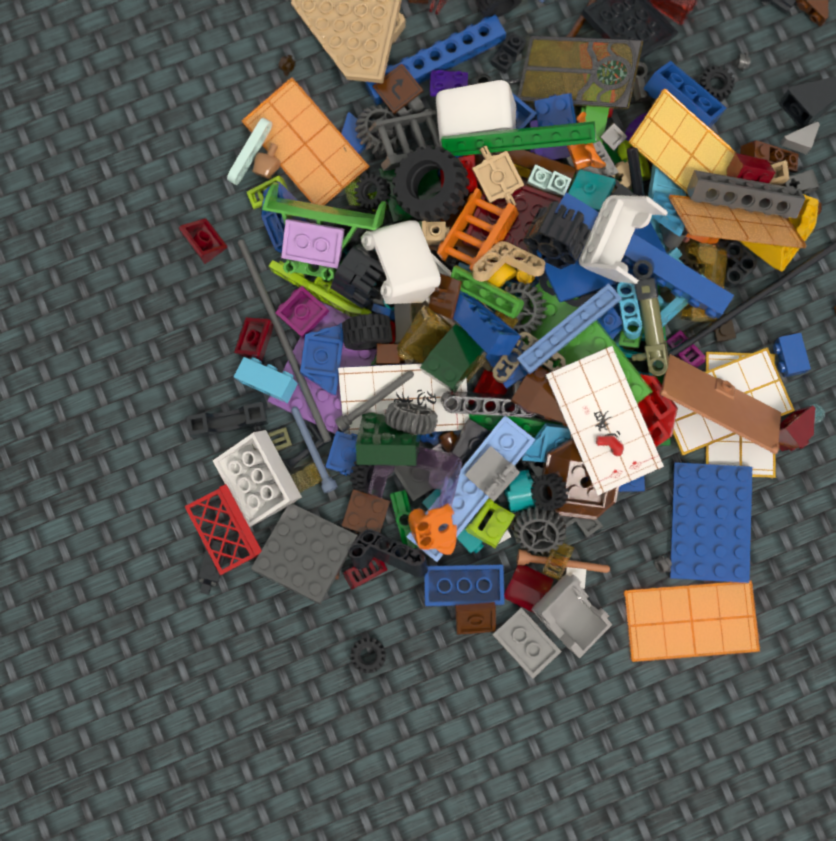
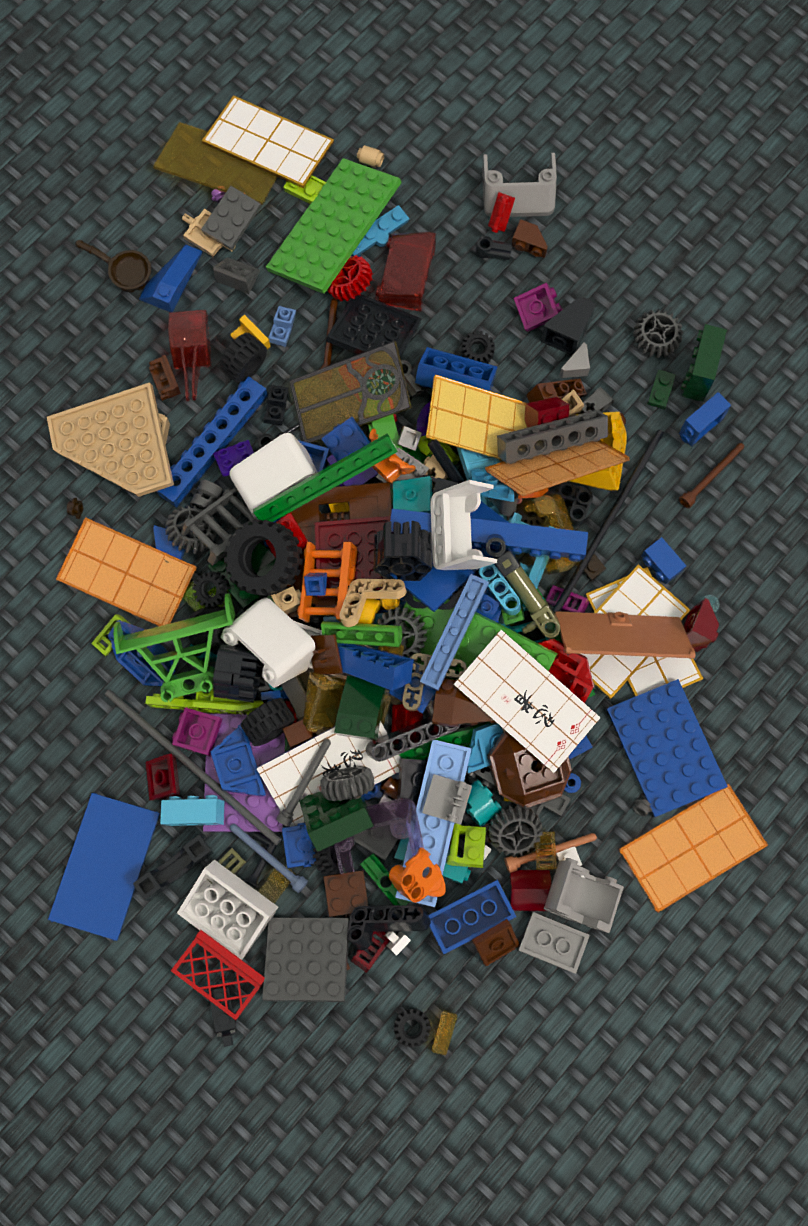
camera: 25 degrees left, 5 degrees down
(169, 390) = (104, 866): none -> blue piece
(203, 239) = (71, 707): dark red slope -> none
(249, 151) = (77, 604): light aqua beam -> none
(266, 164) = (98, 608): medium nougat piece -> none
(312, 243) = (178, 663): lavender plate -> none
(390, 576) = (397, 942): none -> white tile
(394, 673) = (444, 1033): none -> clear yellow slope
(398, 88) = (190, 483): reddish brown piece -> none
(466, 229) = (315, 584): none -> blue slope
(497, 176) = (322, 522): tan plate -> none
(541, 493) = (502, 797): black tyre -> none
(548, 181) = (370, 505): light aqua slope -> none
(610, 519) = (576, 787): none -> blue plate
(611, 441) = (545, 718): arm -> none
(742, 61) = (491, 319): dark grey plate -> none
(791, 68) = (537, 306): none -> magenta plate

